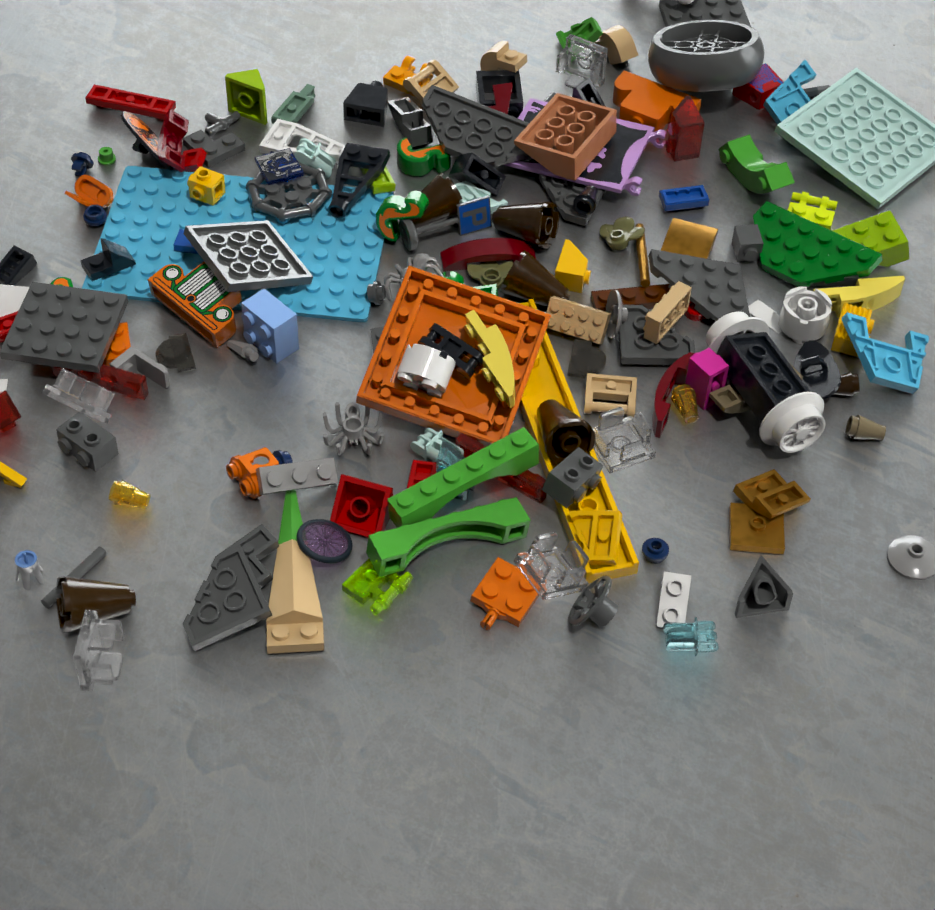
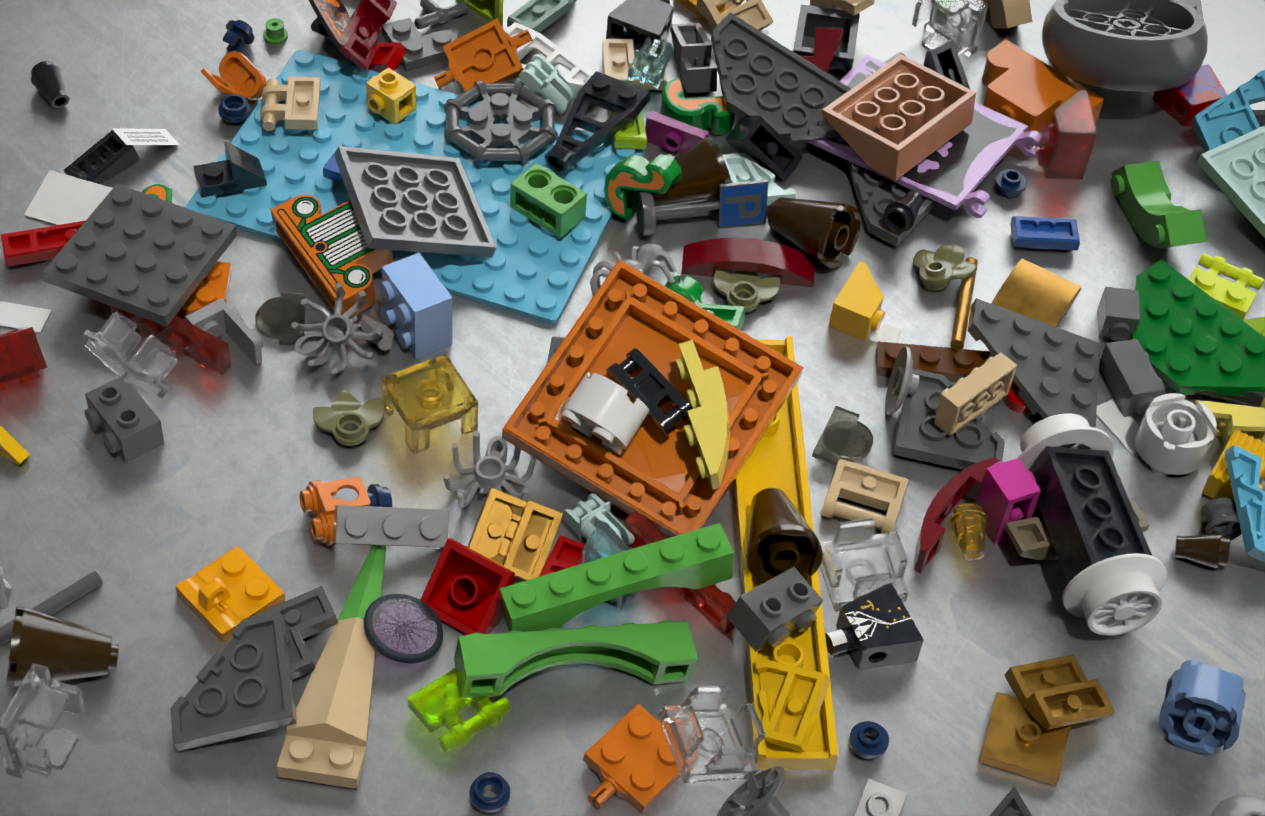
camera: 10 degrees right, 0 degrees up
(38, 246) = (146, 137): none -> white sticker
(128, 495) = (156, 506): clear yellow cone -> none
(144, 204) = (301, 105): none -> tan plate
(197, 542) = (229, 592): none -> light orange hinge
(219, 353) = (336, 329): none -> light grey animal
(242, 412) = (349, 418): none -> olive plate
(259, 142) = (483, 55): none -> orange plate
(279, 166) = (494, 87): piece -> none
(297, 386) = (429, 398): none -> clear yellow panel
(339, 237) = (548, 200): none -> bright green brick
(359, 133) = (617, 59): none -> tan plate
(376, 293) = (578, 286): dark grey plate -> none
(383, 132) = (649, 63): none -> clear light blue arm
(383, 462) = (515, 533): none -> slope
(412, 177) = (672, 133): none -> magenta plate
(414, 627) = (489, 783): none -> dark blue plate
(533, 281) = (799, 312): dark brown cone -> none
(578, 320) = (846, 379): tan piece -> none
(594, 285) = (885, 333): none -> white sticker
(642, 479) = (876, 631): none -> black torso
(651, 168) = (1010, 183): none -> dark blue plate
(765, 282) = (1130, 376): none -> dark grey brick
(818, 369) = (1174, 520): black shield -> none
(848, 361) = (1221, 517): none -> dark grey wheel
(863, 428) = (1221, 621): dark tan cone -> none
(866, 484) = (1202, 707): none -> medium blue brick

